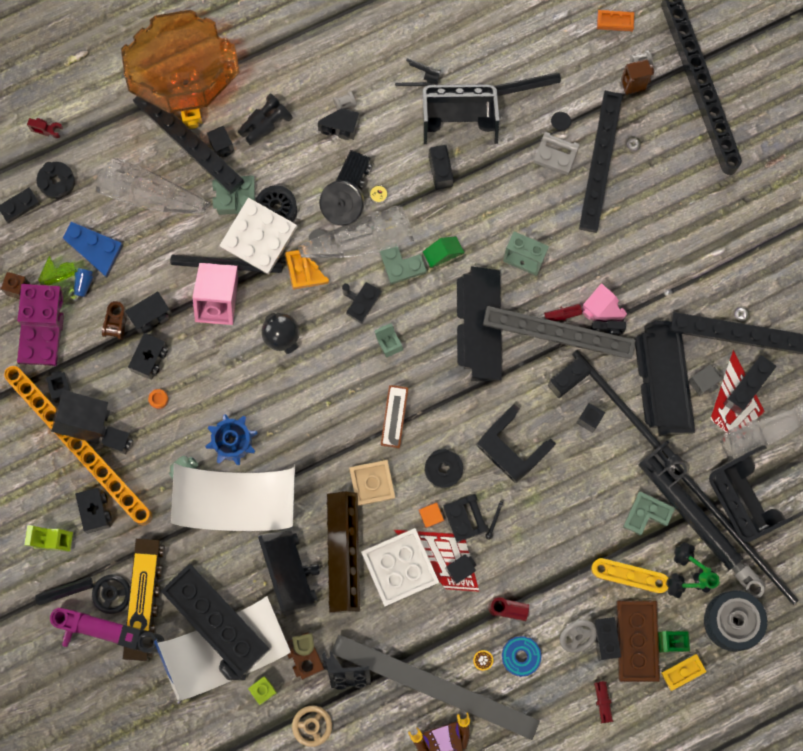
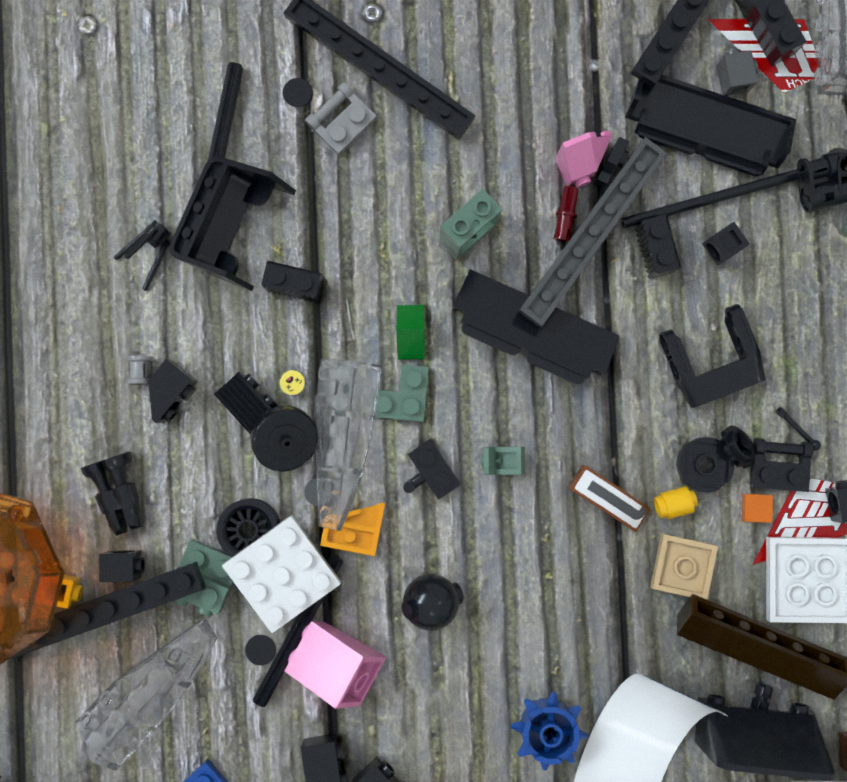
camera: 60 degrees left, 10 degrees up
(203, 247) = (260, 650): none -> black sticker
(410, 459) = (675, 503): none -> yellow brick
(469, 486) = (738, 446): none -> black gear

